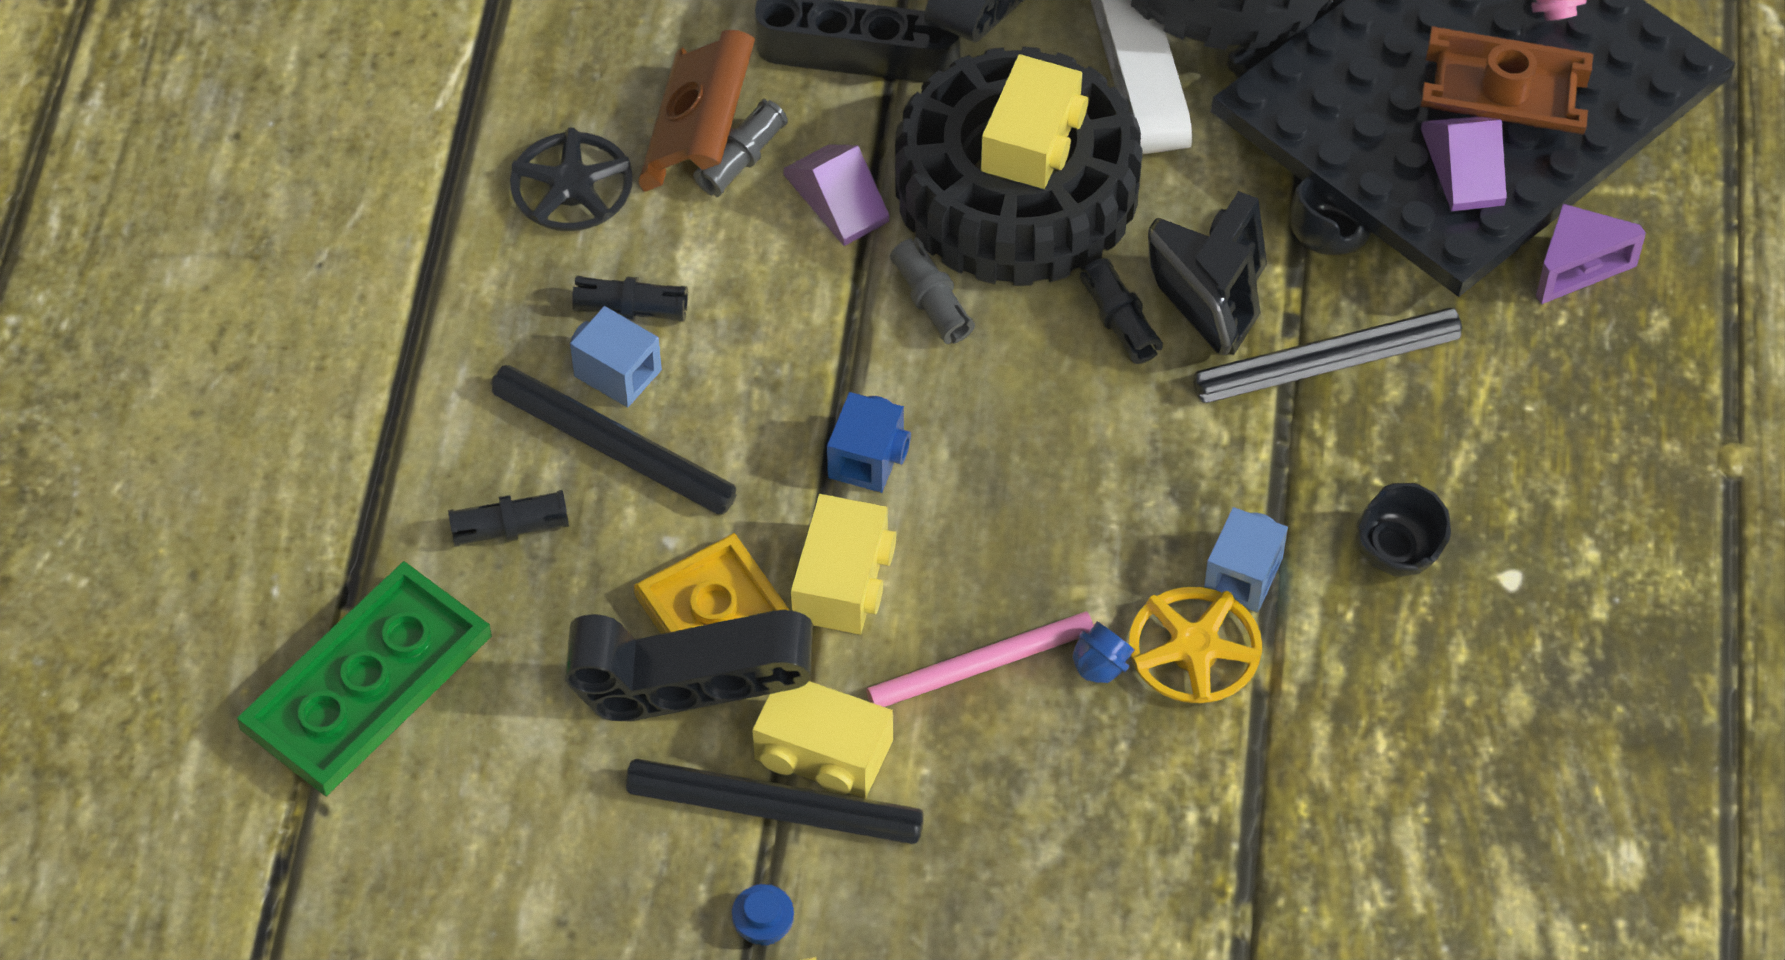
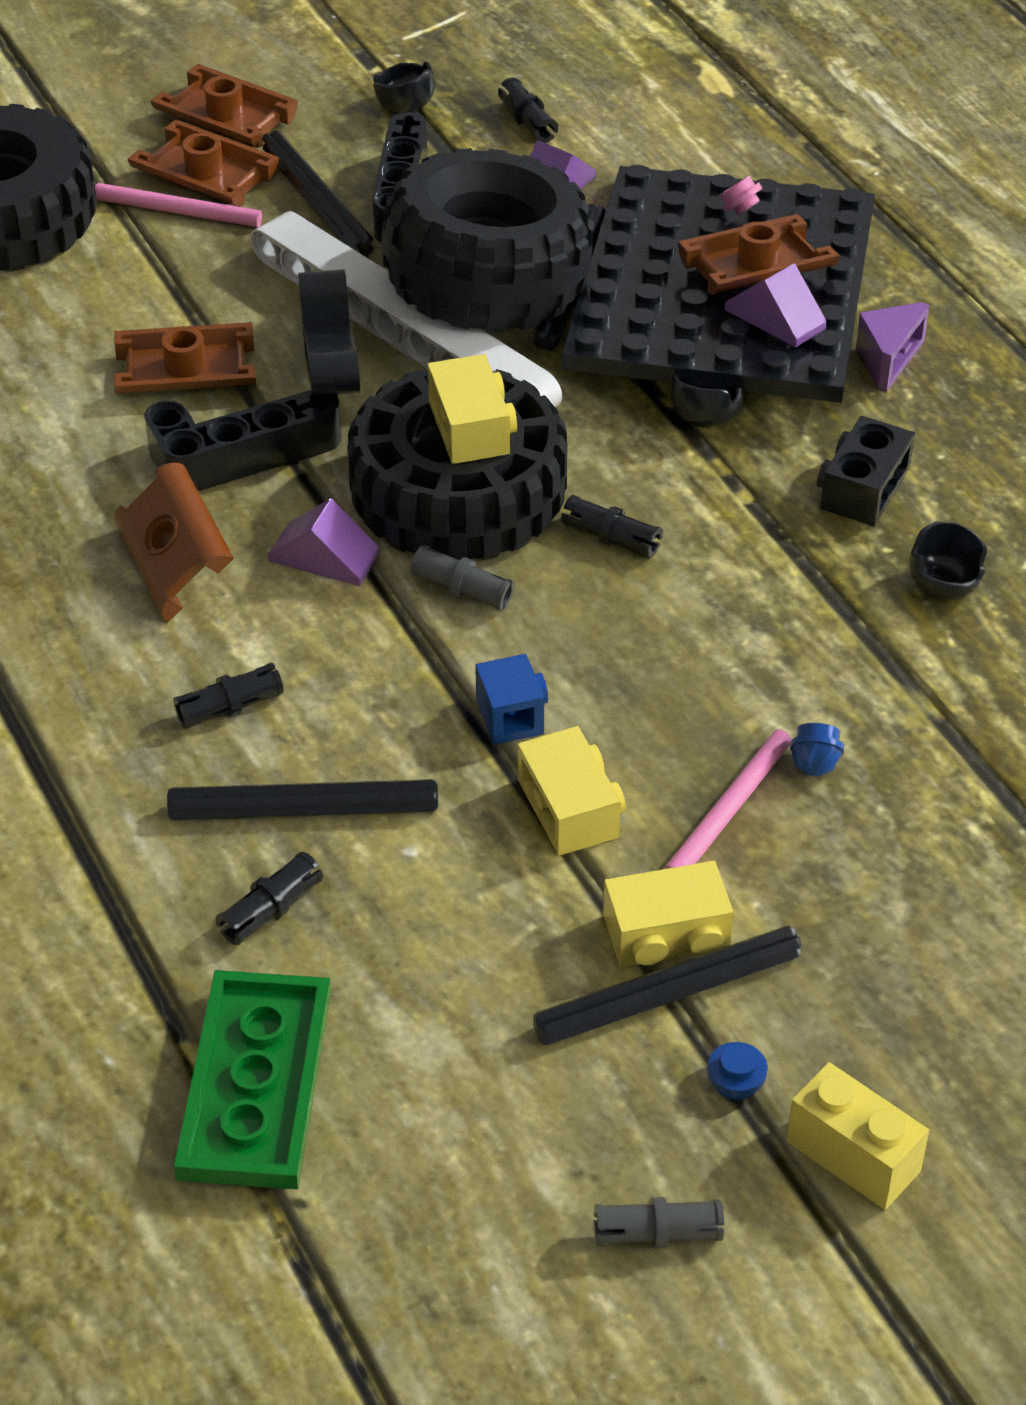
camera: 35 degrees left, 10 degrees down
(571, 180) = (103, 640): black wheel -> none
(615, 356) = (255, 738): medium blue brick -> none
(686, 667) = (533, 912): black beam -> none
(708, 588) = (491, 876): yellow tile -> none
(743, 147) = (232, 533): dark grey pin -> none
(1195, 644) = (872, 713): yellow wheel -> none
(1214, 274) = (665, 464): black piece -> none
(1246, 557) = (857, 636): medium blue brick -> none
(1327, 355) = (776, 489): axle -> none
(1424, 393) = (865, 470): none -> black brick

